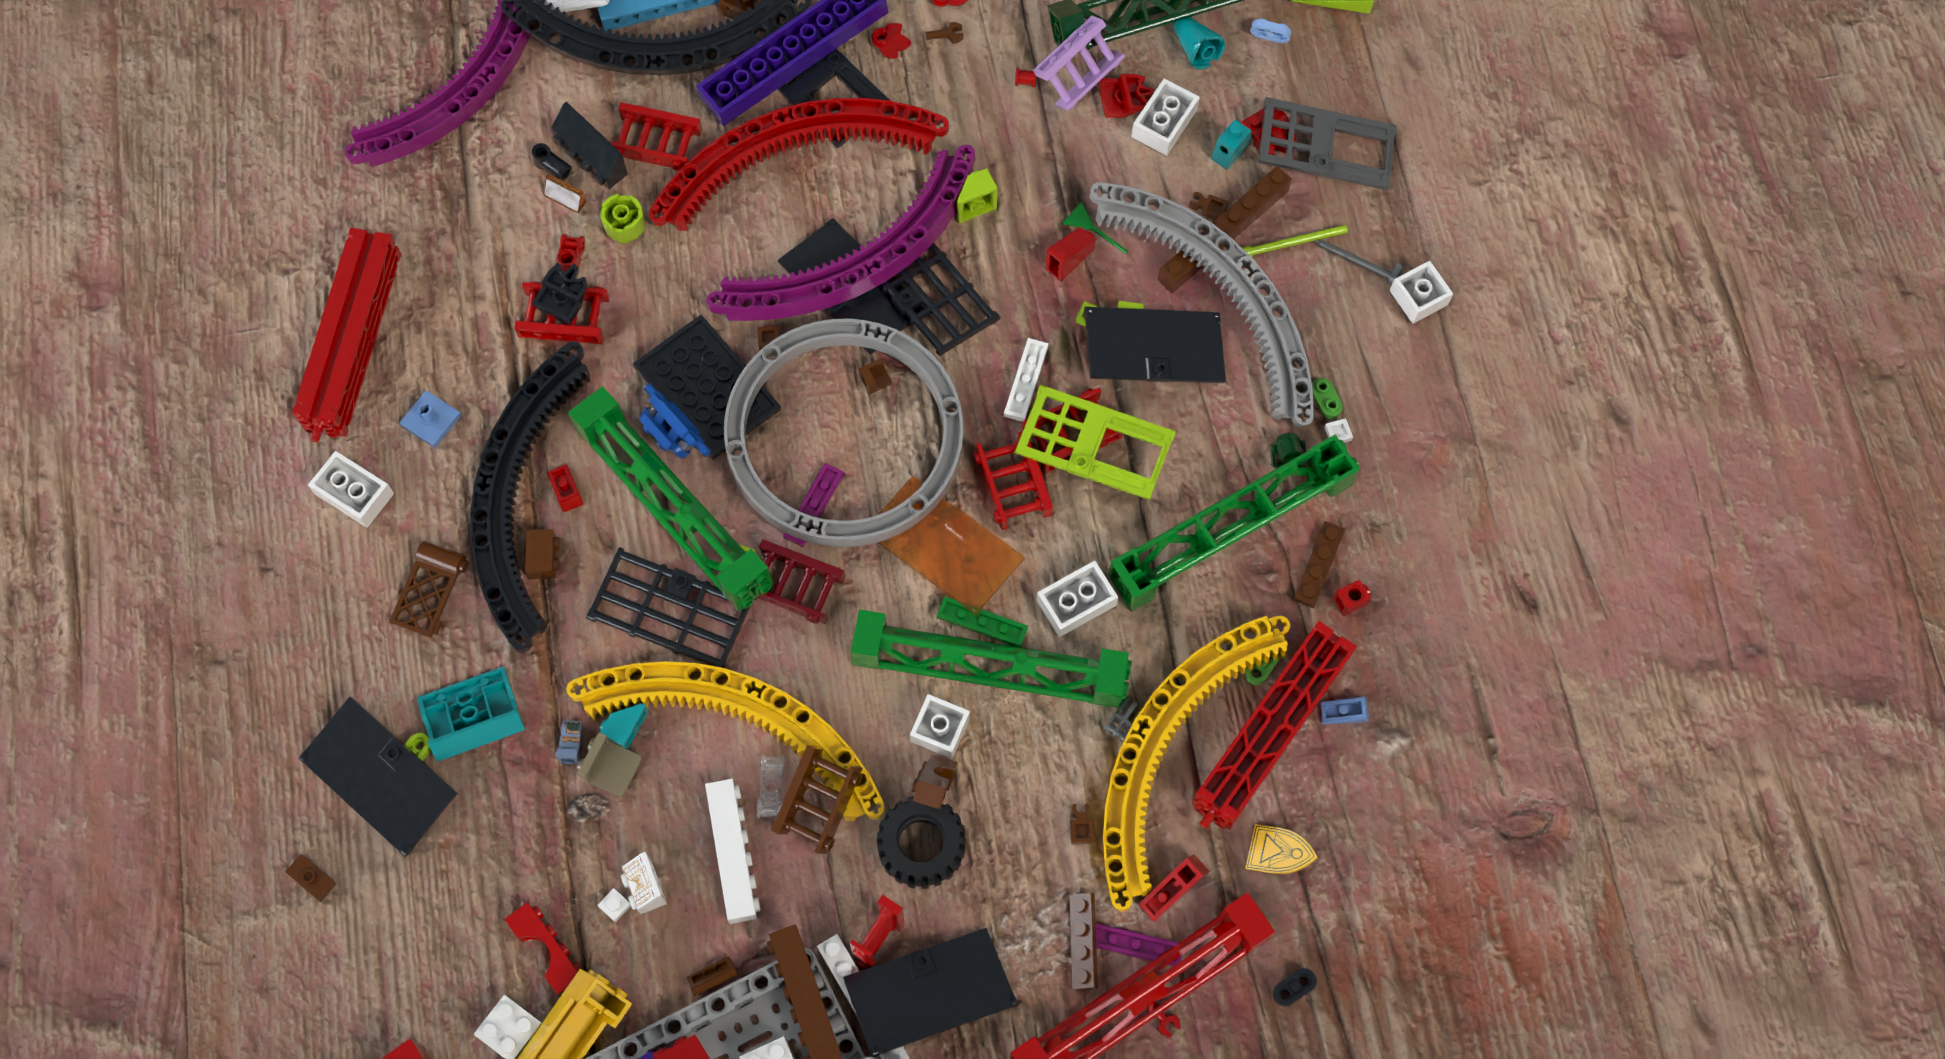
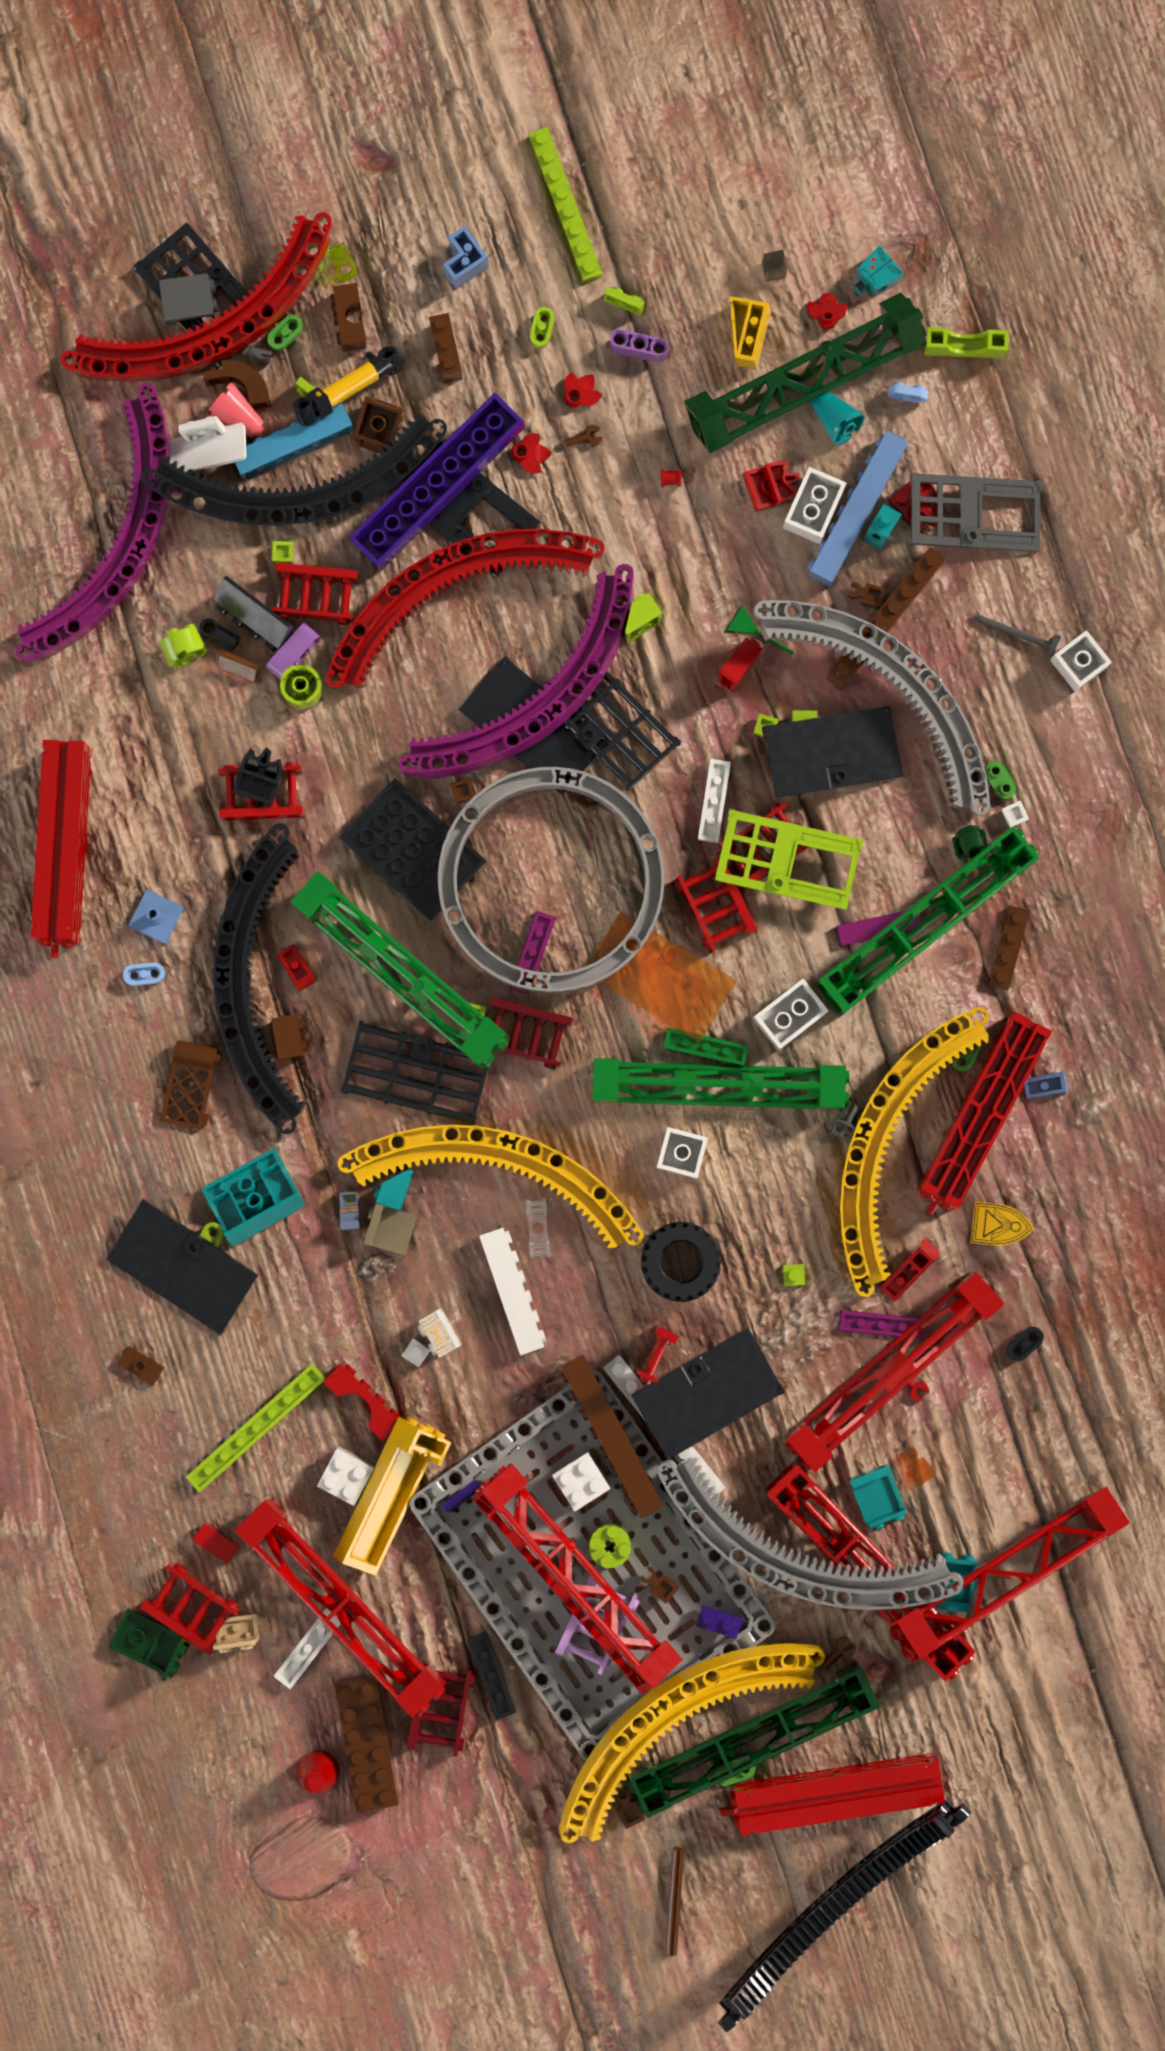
camera: 10 degrees left, 15 degrees up
(351, 489) = (98, 999): white brick -> none
(405, 471) = (144, 974): none -> light blue plate
(420, 963) = (256, 1428): none -> lime plate
(511, 165) = (182, 646): none -> lime brick
(570, 250) = (256, 725): red piece -> none
(626, 182) = (293, 650): none -> medium lavender beam
(630, 95) = (282, 552): none -> lime plate
(670, 426) = (387, 898): blue piece -> none
(711, 976) = (513, 1404): reddish brown plate -> none
(794, 799) = (562, 1240): reddish brown fence -> none
(874, 376) = (570, 817): reddish brown panel -> none
(933, 781) = (685, 1207): reddish brown arch -> none
(1045, 876) = (793, 1274): none -> lime plate
(1062, 57) = (711, 454): lavender fence -> none
(1081, 829) = (821, 1228): reddish brown plate -> none
(1083, 941) = (835, 1328): plate -> none
(1153, 526) = (868, 928): none -> magenta tile
(1208, 127) = (856, 512): none -> medium blue brick
(1295, 240) = (910, 638): lime bar -> none
(1348, 605) = (1034, 980): red brick -> none

